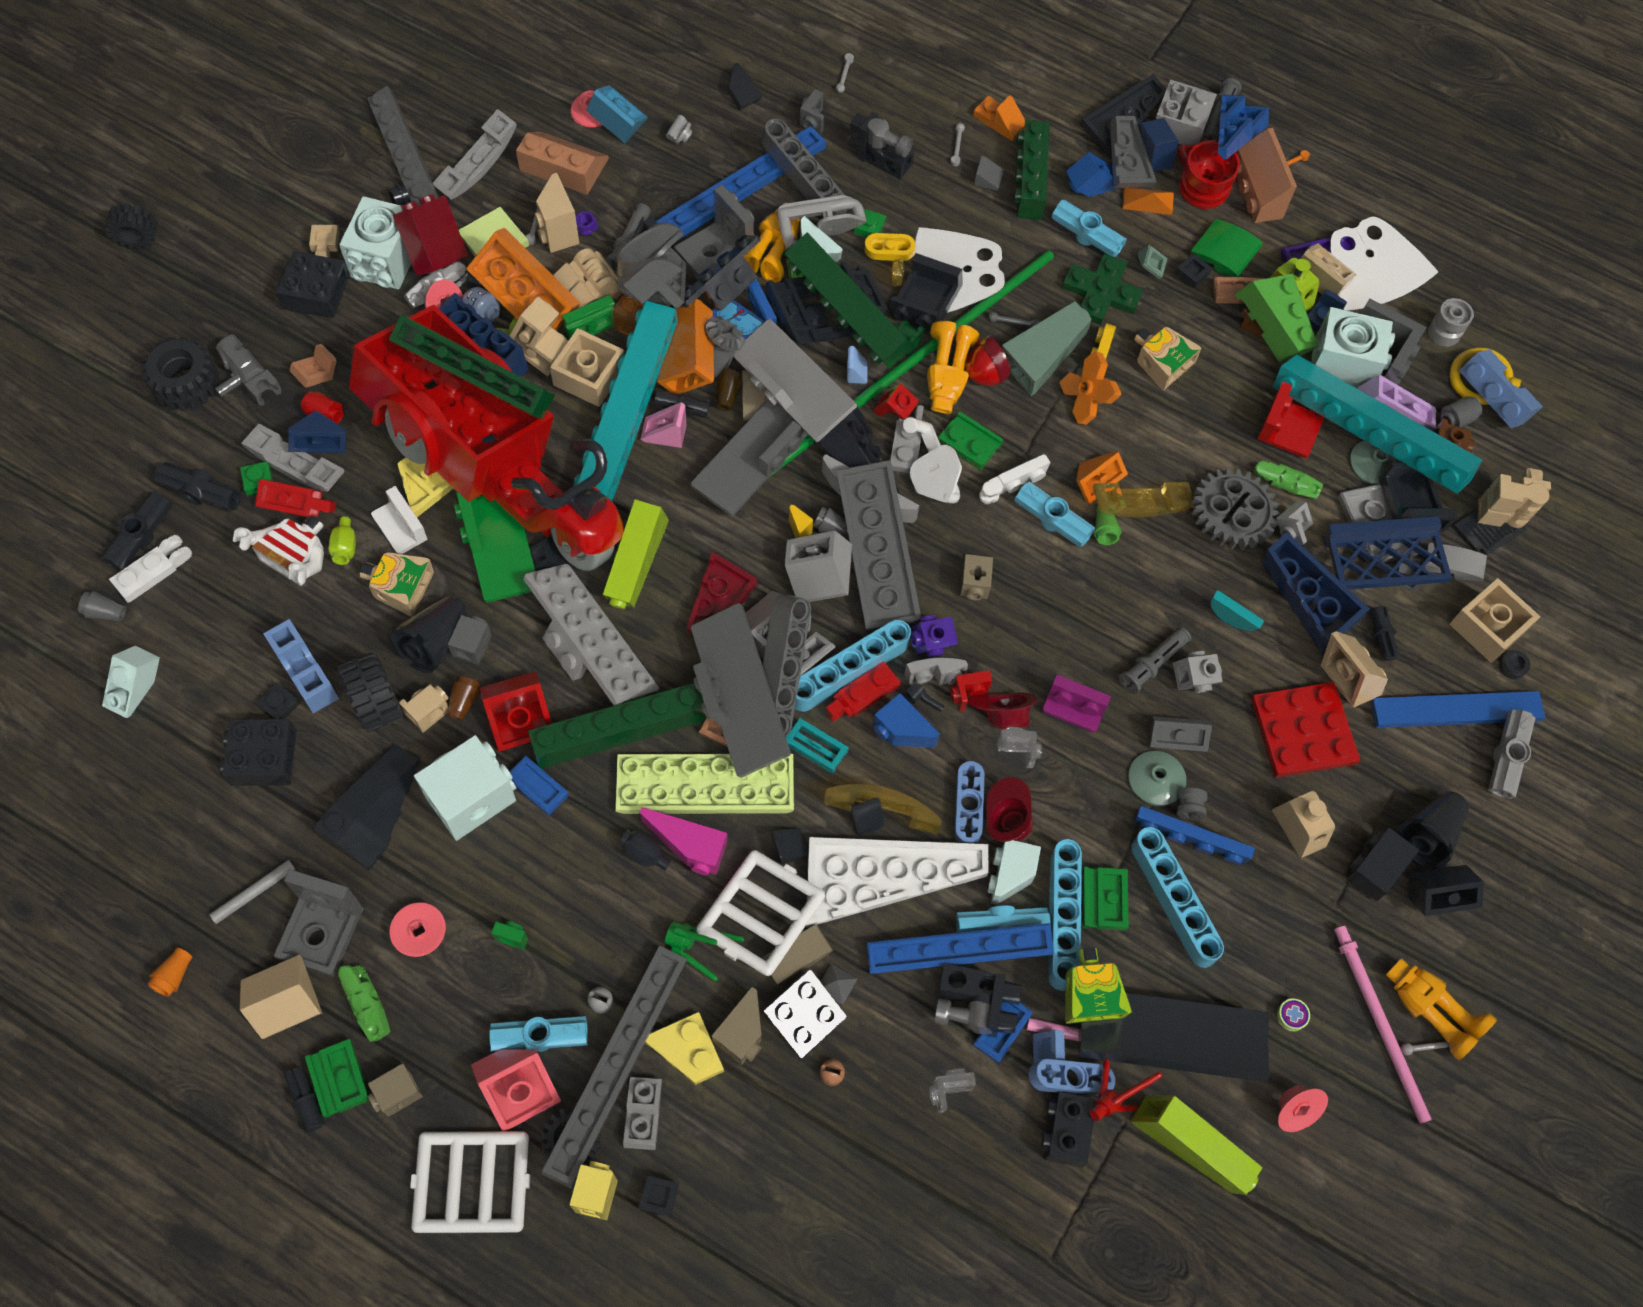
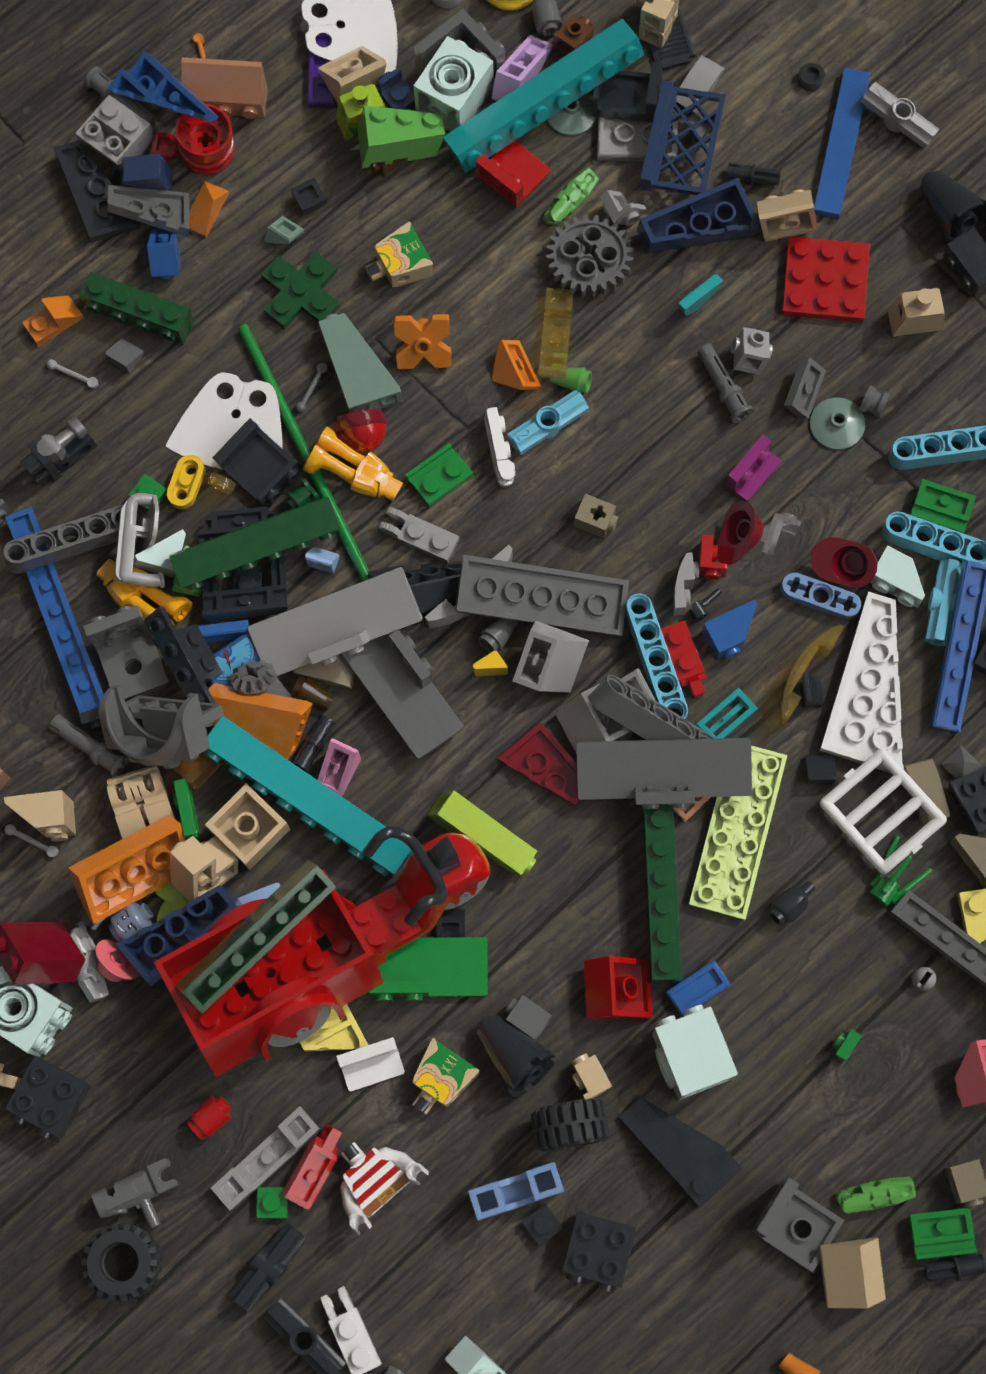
camera: 65 degrees left, 10 degrees up
(251, 892) = (737, 1284): light grey bar -> none
(316, 368) = (156, 1115): nougat bracket -> none
(316, 435) = (244, 1126): dark blue slope -> none
(342, 542) = (377, 1125): lime plant -> none
(410, 919) = (833, 1125): coral piece -> none
(462, 697) = (588, 1039): reddish brown cone -> none
(478, 232) = (40, 890): yellowish green tile -> none
(560, 1033) = (950, 1021): medium azure piece -> none
(586, 638) = (558, 903): light grey bracket -> none
(587, 219) = (51, 781): dark purple plate -> none
(692, 843) = (797, 858): dark pink slope -> none
(897, 401) = (379, 532): red bracket -> none
(933, 635) = (649, 574): dark purple brick -> none
(937, 471) = (474, 513): white piece -> none
(1088, 228) = (241, 269): medium azure piece -> none
(1104, 337) = (366, 308): yellow plate -> none
(1203, 839) = (899, 421): blue plate -> none
(1226, 287) = (344, 162): nougat plate -> none
(1227, 247) = (291, 155): green slope -> none
(1494, 620) = (771, 75): tan brick -> none

